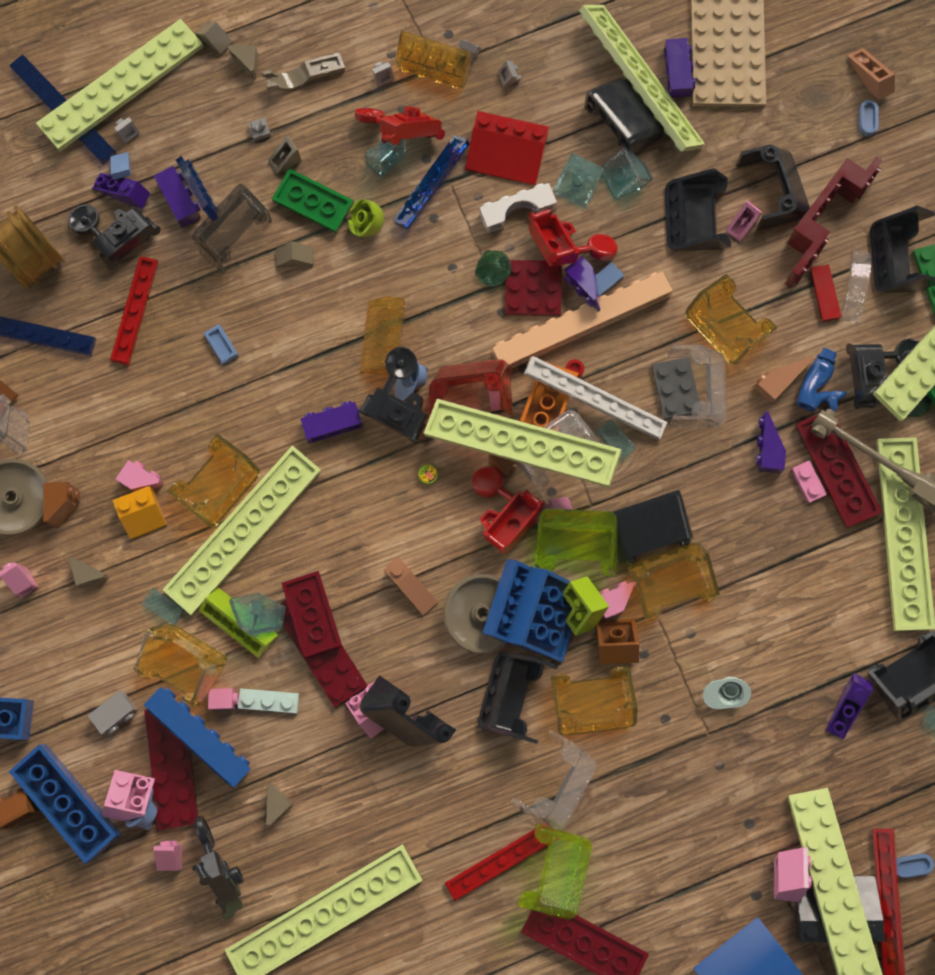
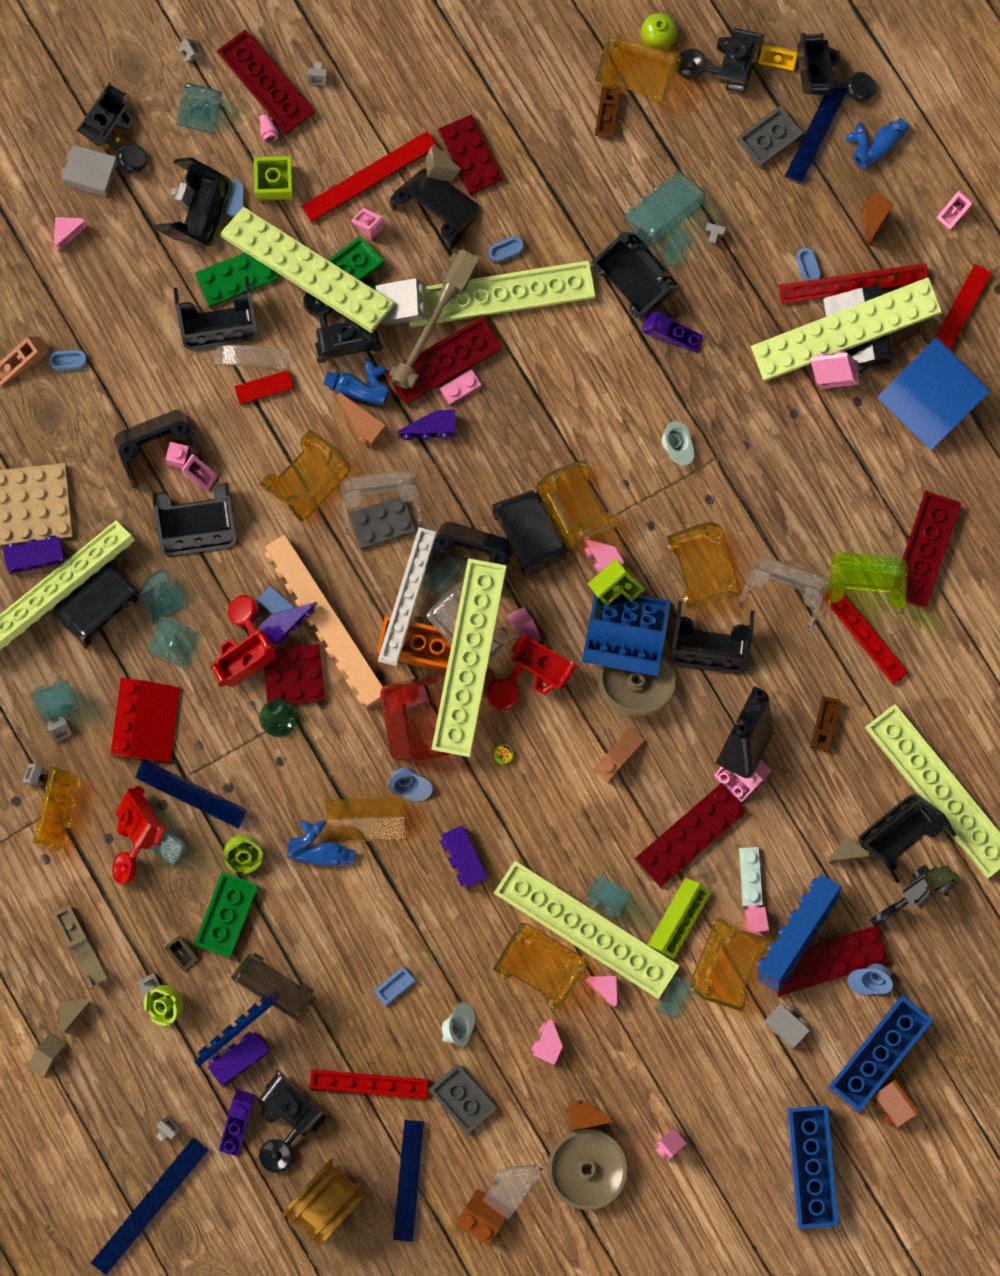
camera: 105 degrees left, 0 degrees up
(84, 574) = (653, 1079): dark tan slope -> none
(102, 392) = (462, 1099): none -> dark grey plate
(119, 85) = (116, 1145): yellowish green plate -> none
(120, 165) = (211, 1125): medium blue tile -> none
(127, 796) = (864, 992): bright pink slope -> none
(140, 512) = (583, 1036): light orange slope -> none
(168, 856) = (912, 944): bright pink slope -> none
(171, 397) = (460, 1025): none -> light aqua piece
(183, 539) = (605, 987): none -> bright pink slope
(237, 137) = (163, 1004): none -> lime cylinder
(257, 613) = (669, 897): clear light blue slope -> none
(268, 552) = (607, 896): none -> clear light blue brick
(290, 861) = (901, 828): none -> black windscreen
(294, 255) = (289, 925): dark tan slope -> none
(311, 614) = (662, 844): dark red plate -> none
(355, 291) = (322, 854): none -> blue piece
(383, 73) = (72, 862): light grey tile -> none
(389, 410) = (446, 802): black piece -> none
(413, 803) = (825, 723): none -> reddish brown plate
(535, 68) = (54, 700): none -> clear light blue brick
(536, 199) = (220, 722): white arch -> none
(576, 366) = (374, 623): red tile -> none
(577, 536) = (549, 596): clear neon green windscreen -> none
(617, 641) = (644, 550): dark orange slope -> none
(657, 451) = (454, 533): none -> black windscreen
(764, 201) = (177, 455): none -> bright pink brick
(810, 236) = (211, 406): dark red bracket -> none
(904, 436) = (407, 299): none -> brick

